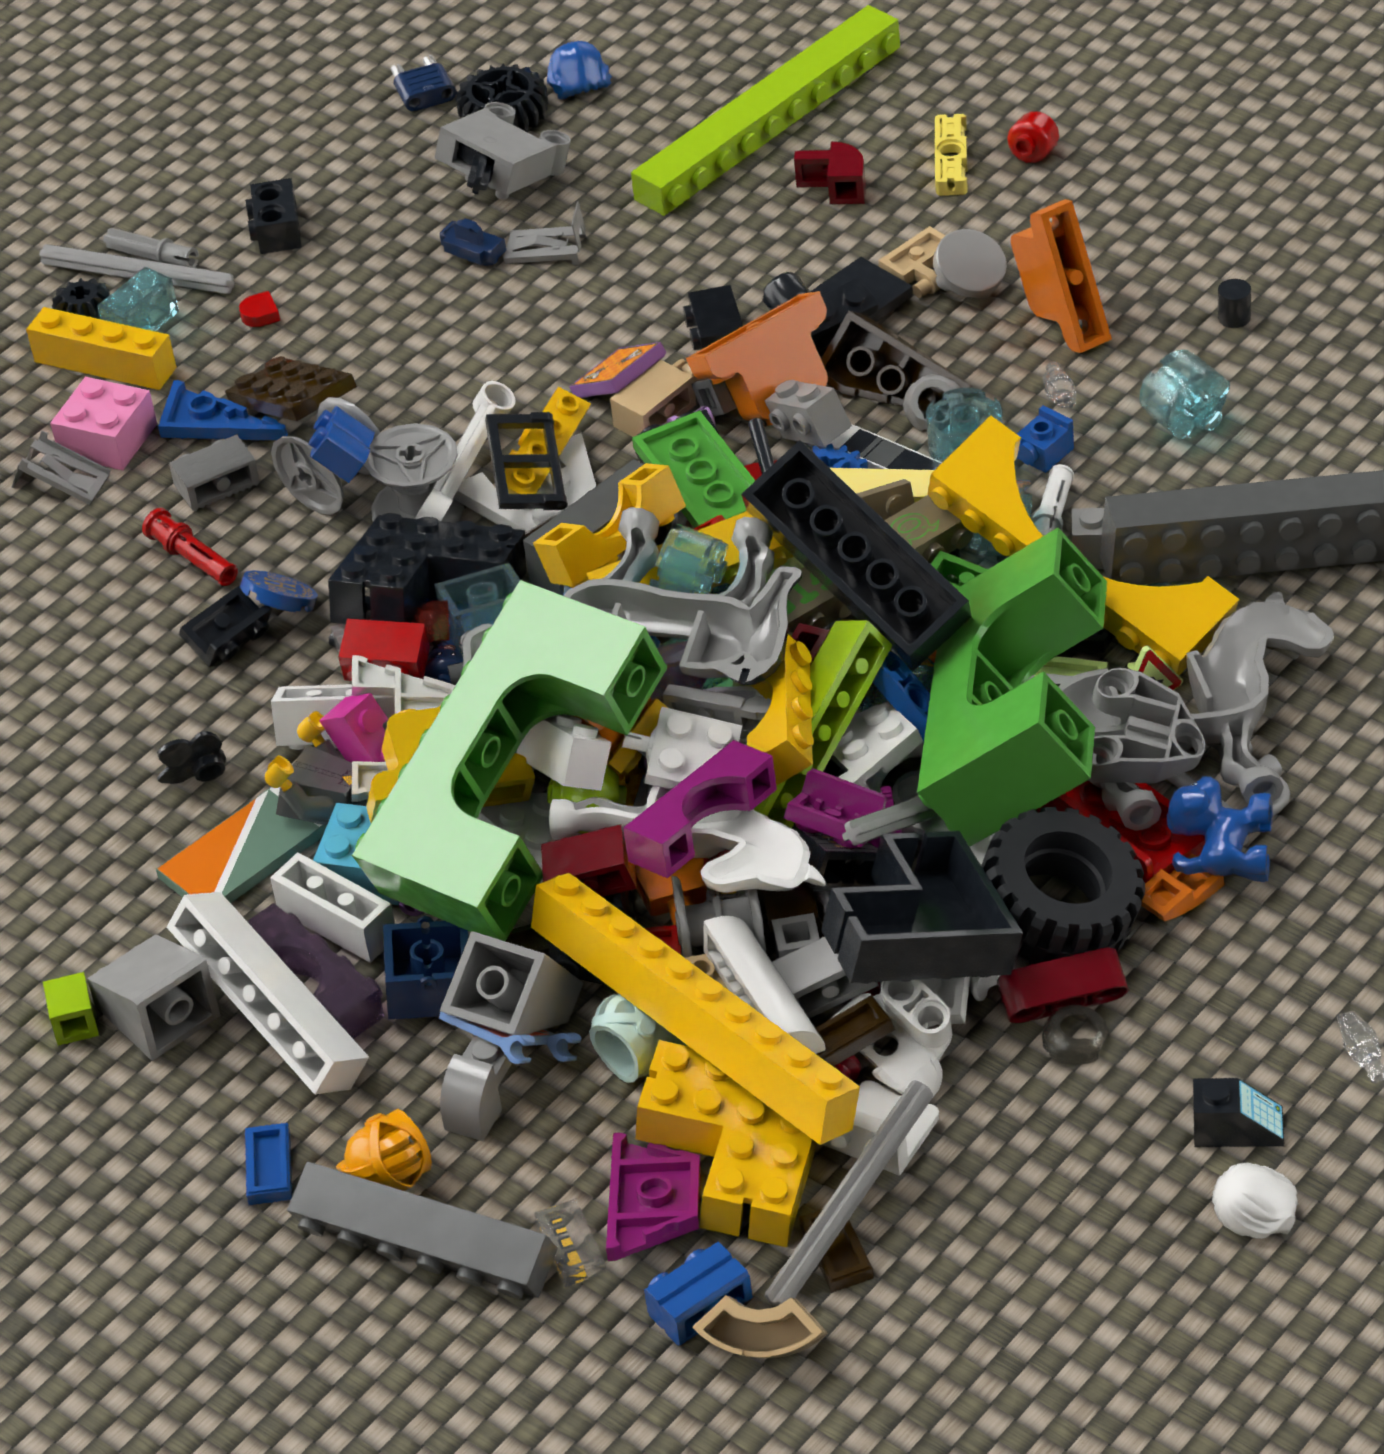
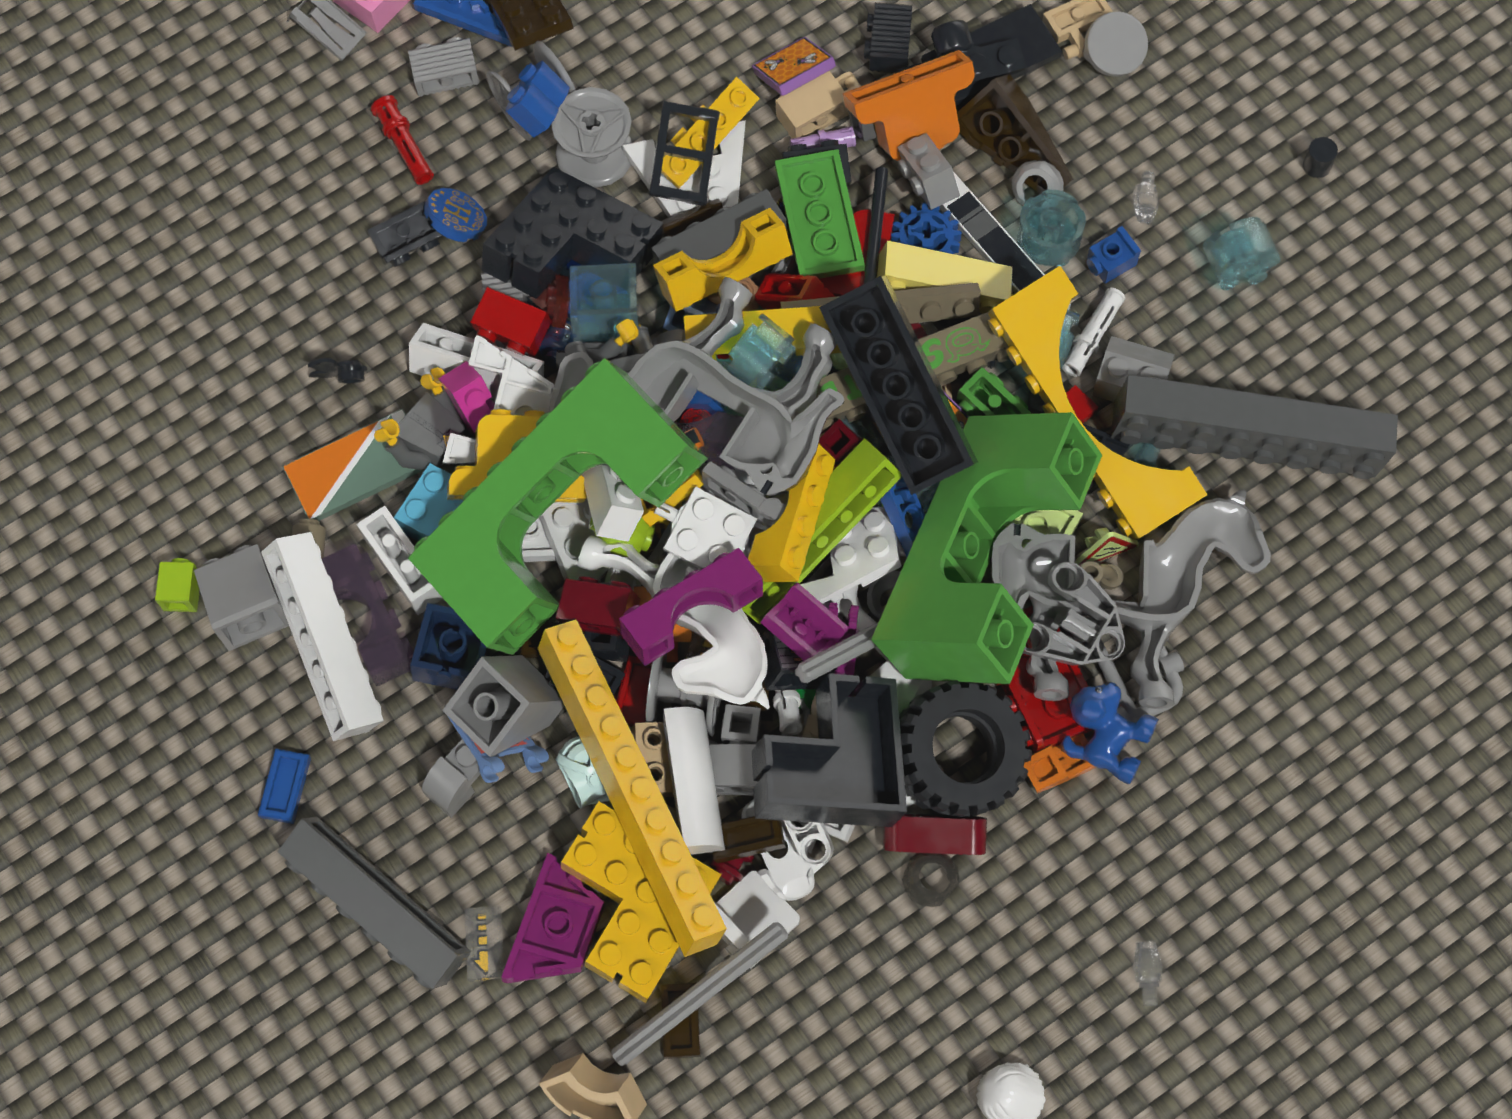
camera: 15 degrees right, 25 degrees up
(385, 1153) = (366, 821): light orange helmet -> none
(468, 448) = (605, 167): white piece -> none
(693, 1289) = (560, 1033): blue brick -> none
(1060, 276) = (1182, 96): orange brick -> none
(1234, 1115) = (1025, 1009): black slope -> none

